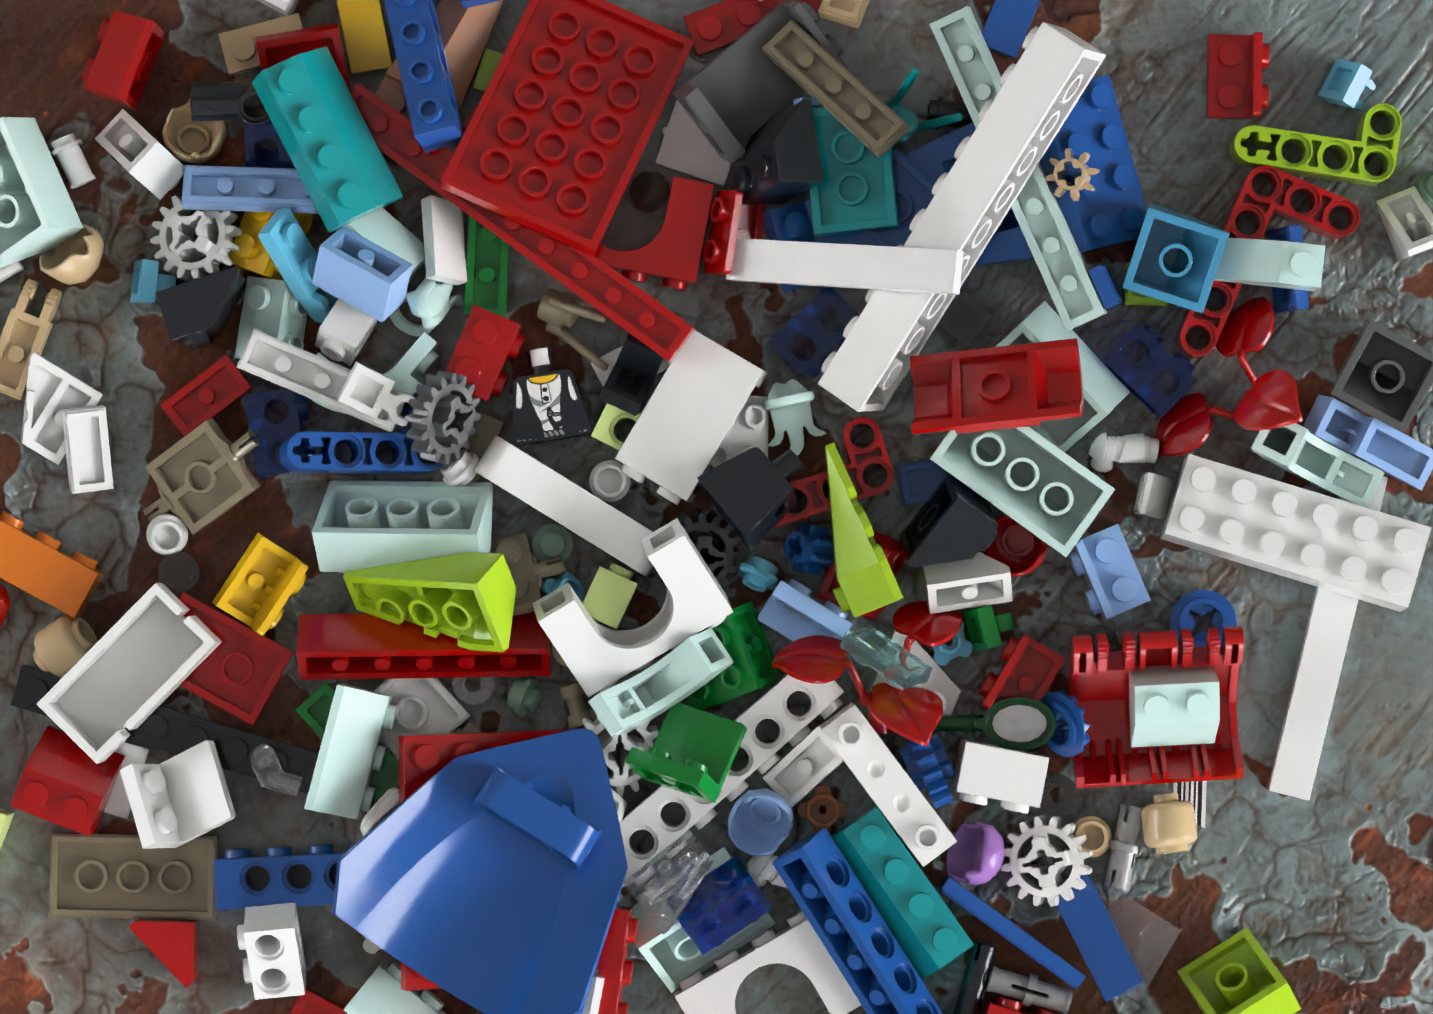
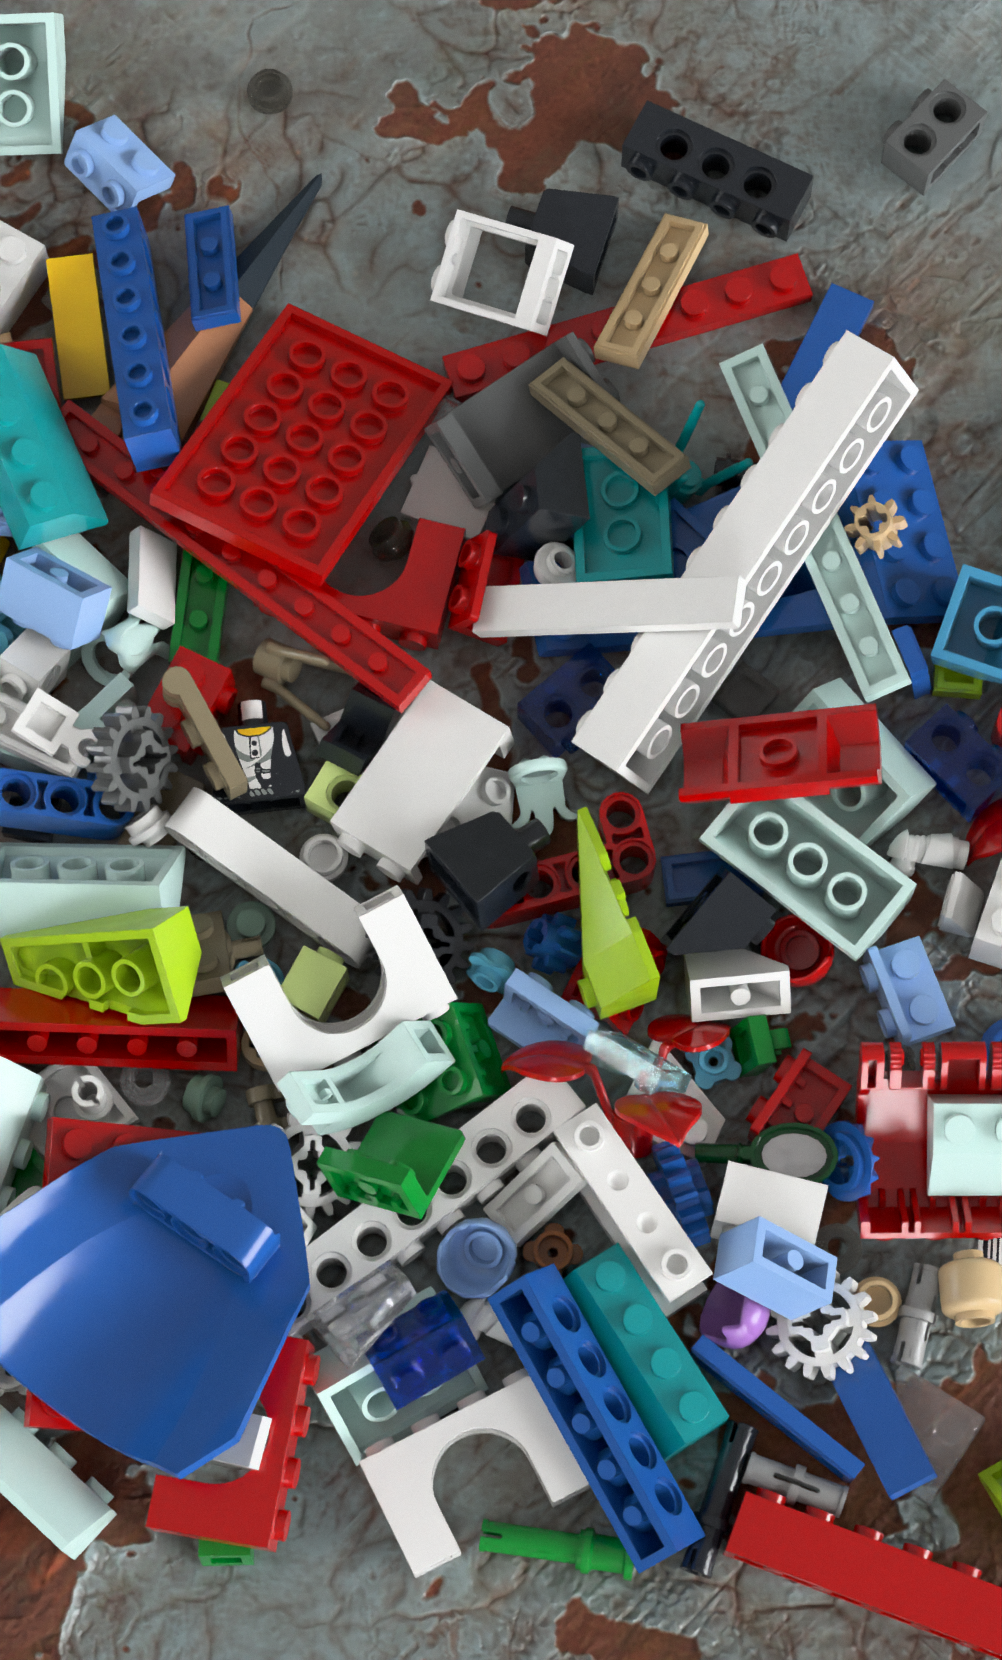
camera: 10 degrees right, 15 degrees down
(442, 704) = (87, 1109): none -> white pin
(502, 389) = (203, 731): none -> dark tan plate
(786, 219) = (548, 571): none -> white plate
(1008, 828) = (775, 1268): none -> light blue brick

